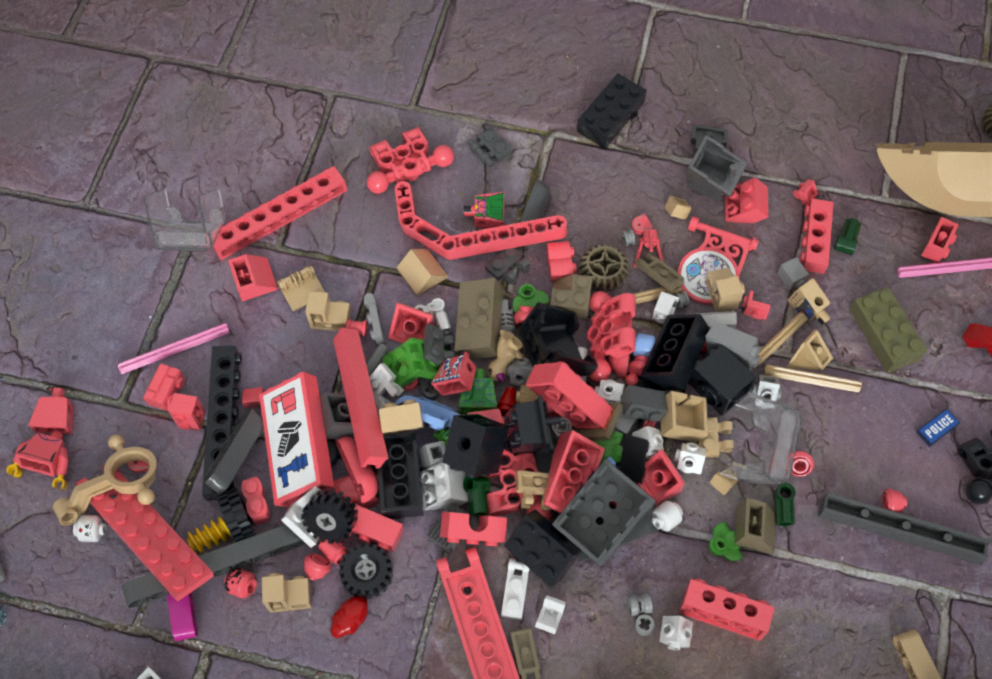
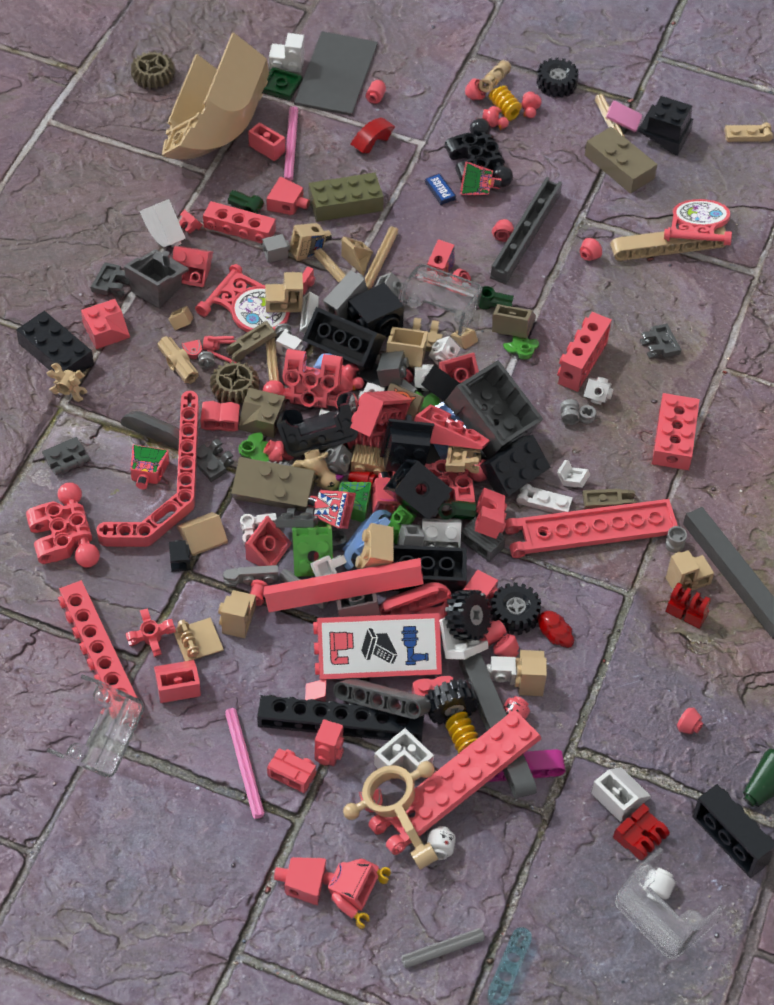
camera: 85 degrees left, 10 degrees down
(183, 482) = (403, 751): none -> white brick
(289, 563) = (502, 669): none -> white brick
(301, 247) = (153, 639): none -> coral pin
(389, 255) = (179, 556): none -> black window
(566, 126) = (67, 382): none -> tan pin
(622, 213) = (178, 360): none -> tan piece
(650, 144) = (105, 323): none -> coral slope
(785, 164) = (163, 224): none -> white brick
(818, 438) = (443, 256): none -> coral torso
(868, 272) = (286, 197): none -> coral torso
(892, 605) = (590, 249): none -> coral cone
(957, 462) = (478, 180): none -> torso

